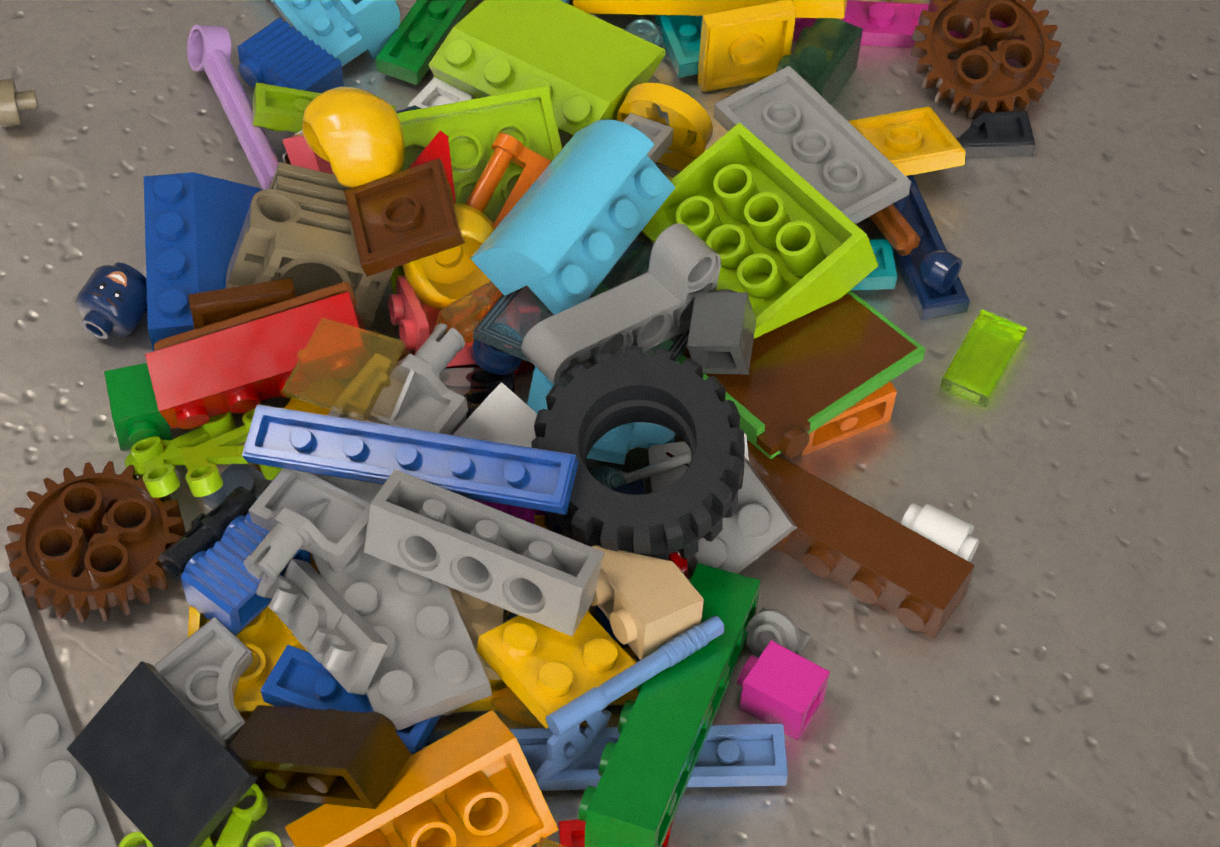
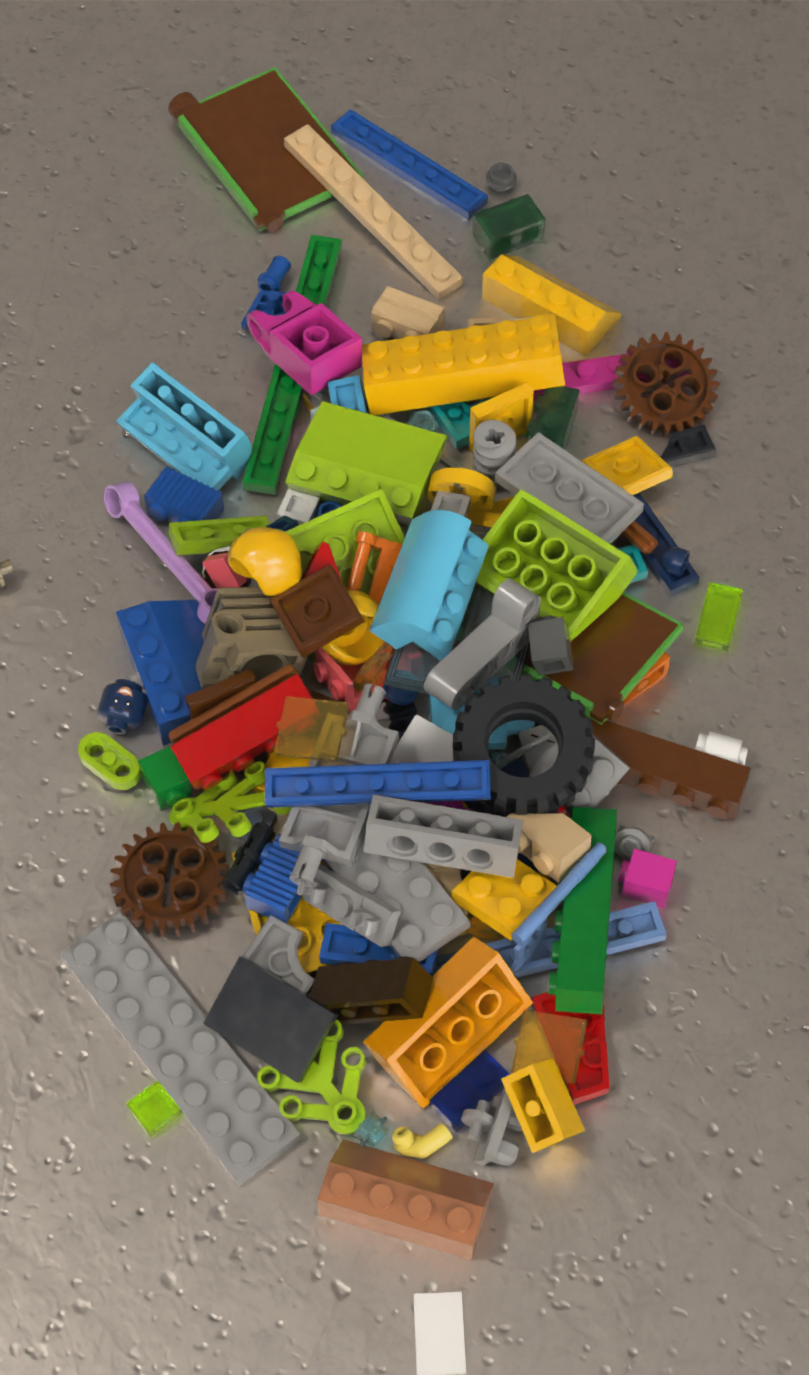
camera: 10 degrees left, 5 degrees up
(75, 371) = (112, 761): none -> lime plate
(721, 69) = (493, 447): none -> light grey piece

